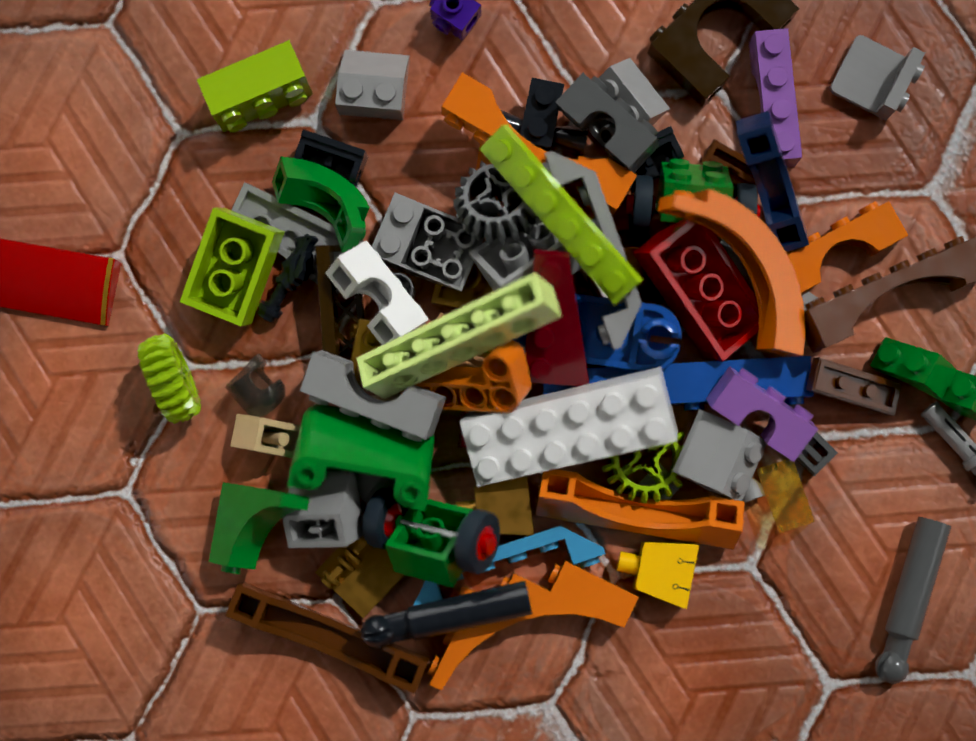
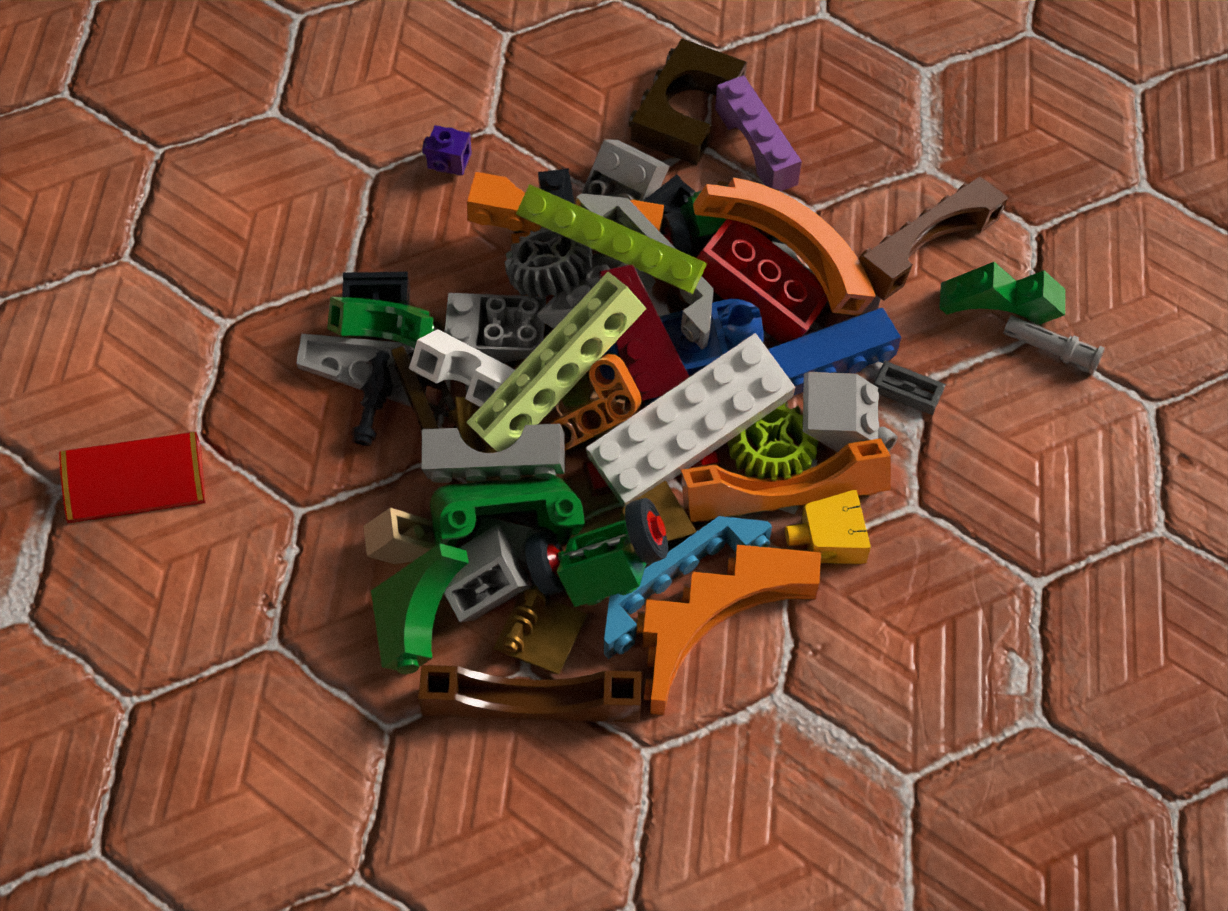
camera: 25 degrees left, 25 degrees down
(169, 378) = (286, 509): lime gear -> none
(232, 266) = (315, 399): lime brick -> none
(255, 87) = (286, 252): lime brick -> none
(255, 390) = (368, 501): clear smoke helmet -> none
(372, 85) = (395, 232): light grey slope -> none
(448, 615) = (644, 621): black piece -> none
(588, 102) = (599, 168): dark grey arch -> none
(739, 395) = (889, 362): medium lavender arch -> none
(772, 180) = (769, 162): dark blue arch -> none
(785, 495) = (918, 428): clear yellow hinge -> none
(853, 386) = (932, 322): reddish brown tile -> none
(871, 232) = (887, 206): orange arch -> none
(877, 77) = (836, 97): light grey bracket -> none
(912, 598) = (1073, 477): dark grey piece -> none

